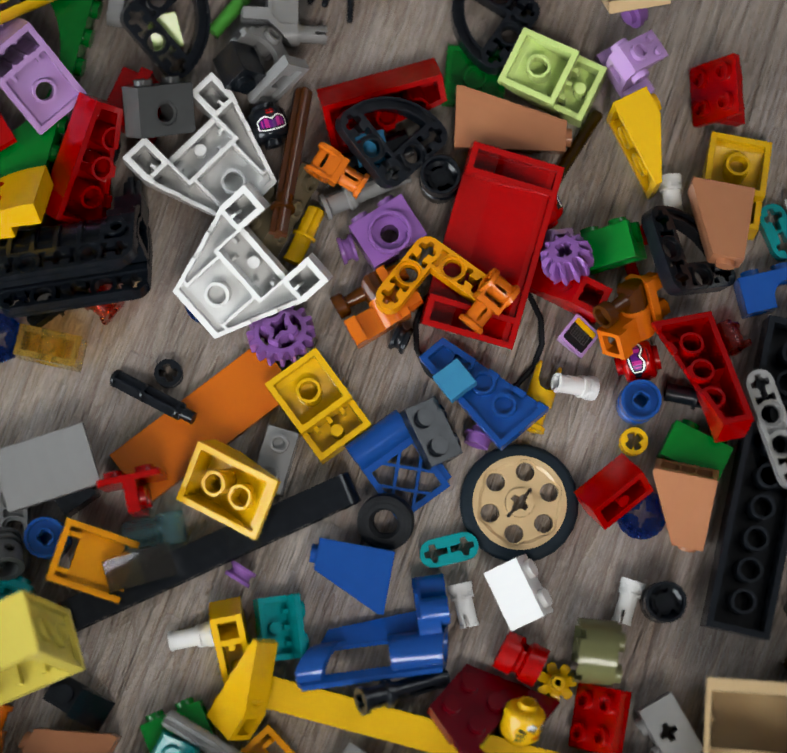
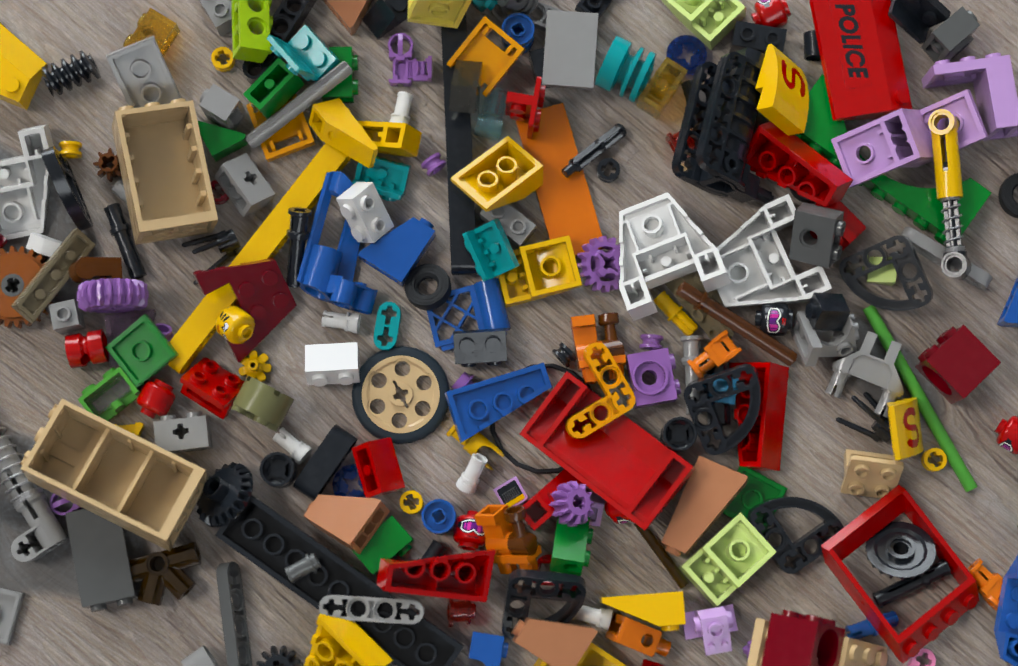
camera: 110 degrees right, 0 degrees up
(44, 395) = (625, 69): none -> teal wheel
(137, 652) = (408, 68): none -> medium lavender piece
(318, 463) = (490, 250): none -> teal bracket
(331, 626) = (364, 212): none -> white brick
(454, 380) = (512, 379): dark azure tile -> none
(489, 300) = (563, 429): orange connector -> none
(521, 658) = (282, 345): red wheel -> none
(631, 554) = (325, 462): none -> black beam
(677, 138) = (630, 633): none -> orange torso
(717, 648) = (225, 495): none -> black gear
(763, 523) = (303, 567): none -> dark grey pin

